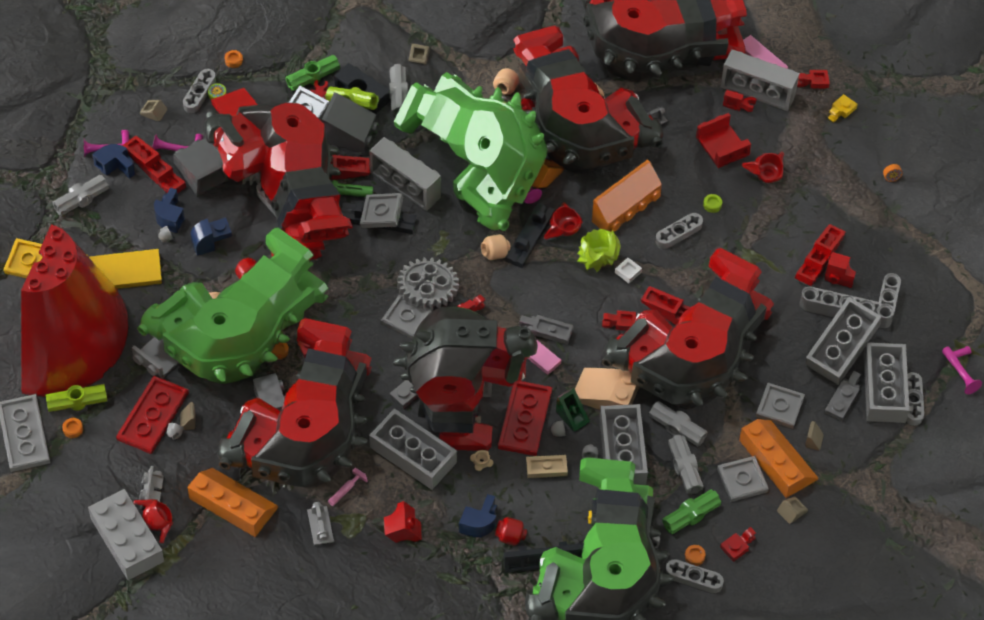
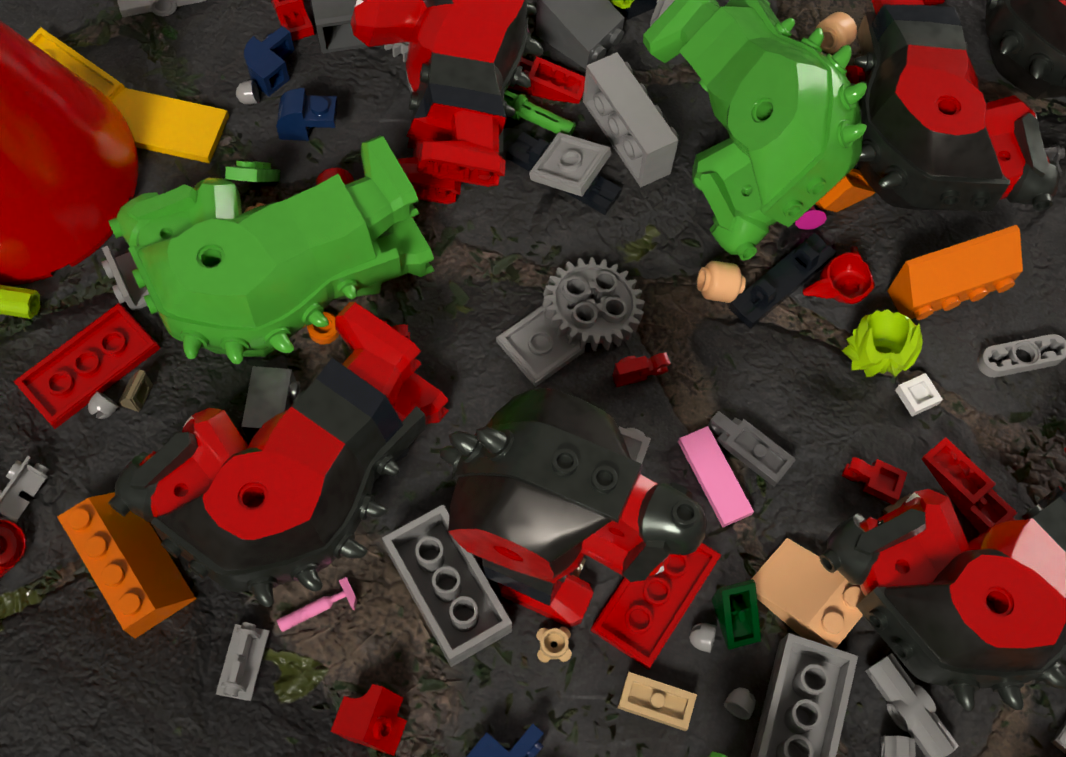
camera: 20 degrees right, 10 degrees up
(201, 275) = (252, 172): none -> bright green plate

